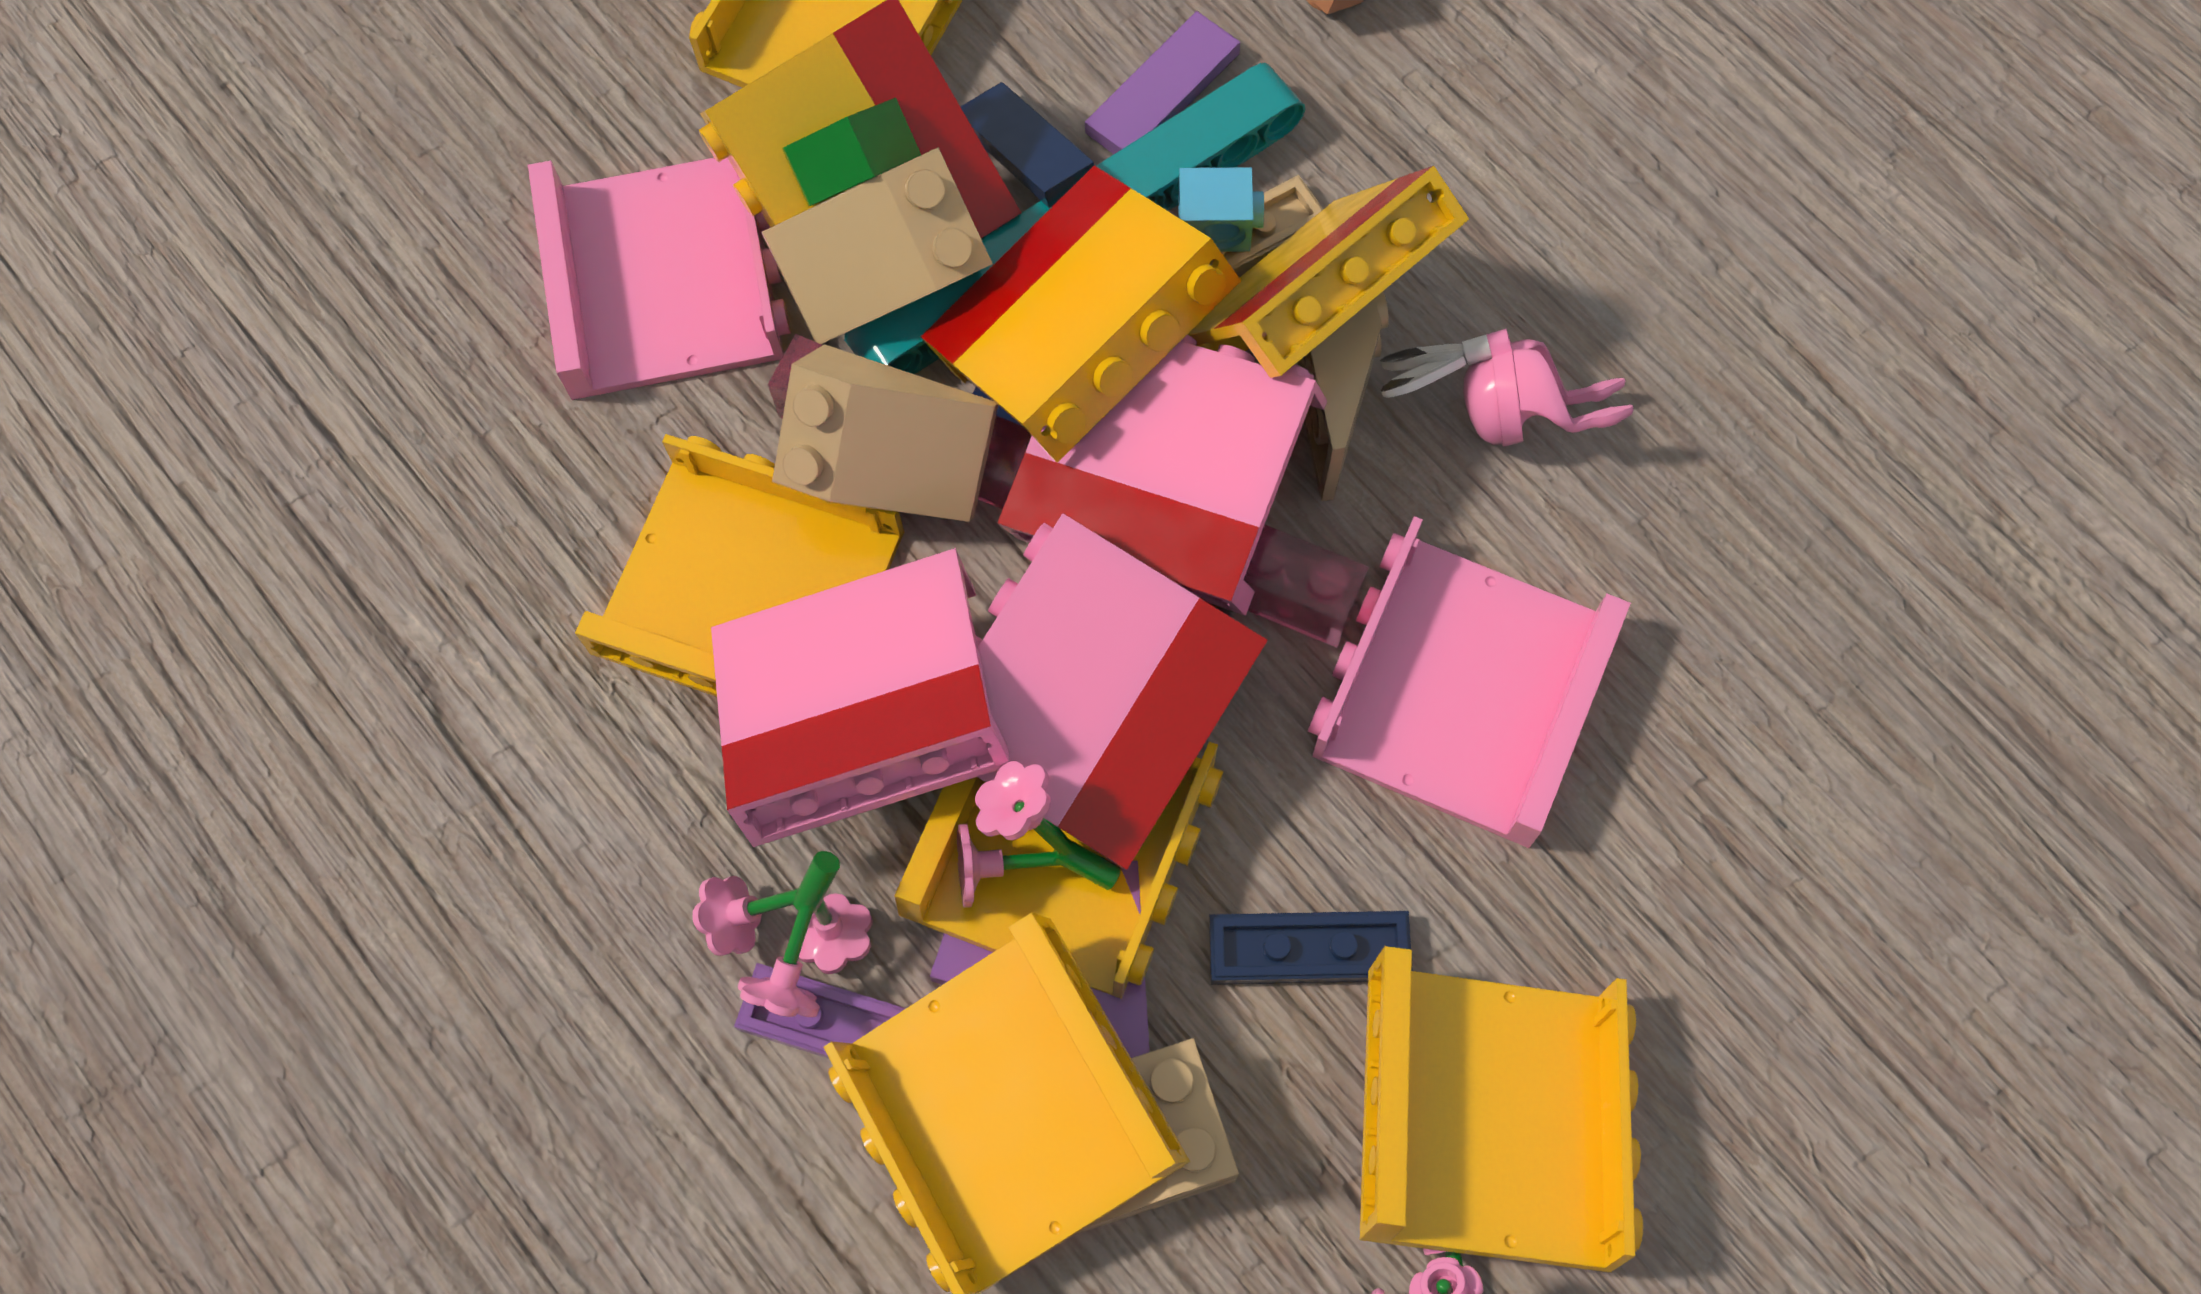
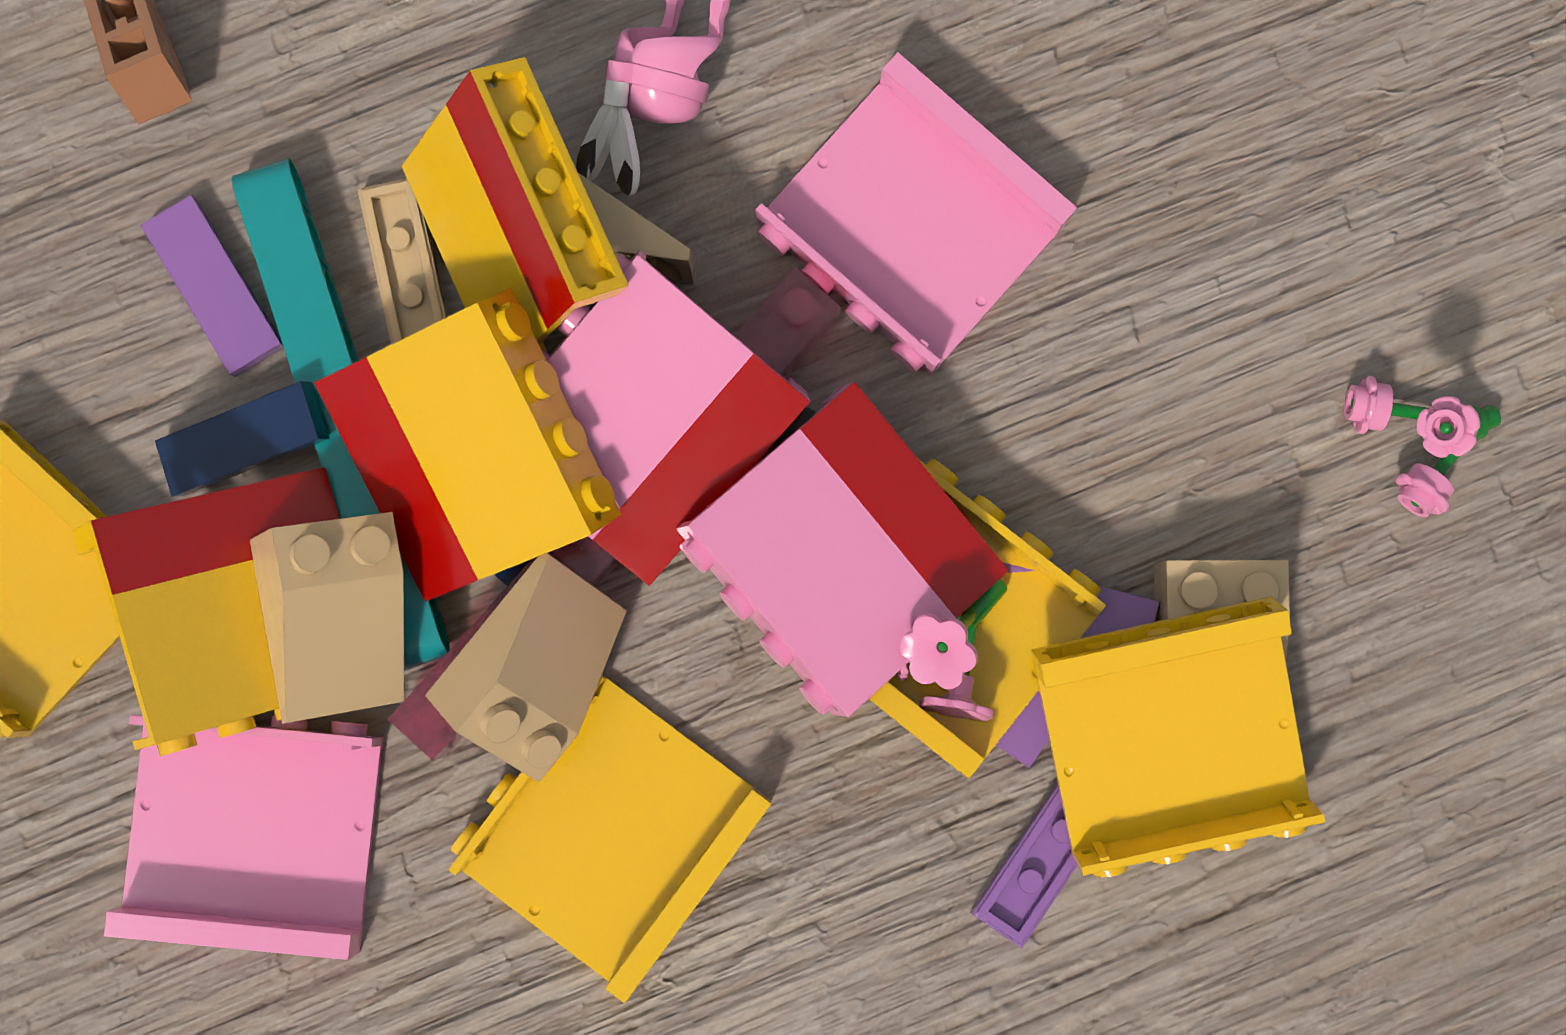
camera: 75 degrees left, 15 degrees up
(823, 933) = (964, 844): bright pink plant -> none
(851, 151) = (237, 611): green slope -> none
(852, 699) = (780, 764): bright pink panel -> none
(1221, 205) = (381, 279): medium azure brick -> none
(1302, 945) = (1100, 436): dark blue tile -> none
(1499, 1119) = (1297, 331): yellow panel -> none

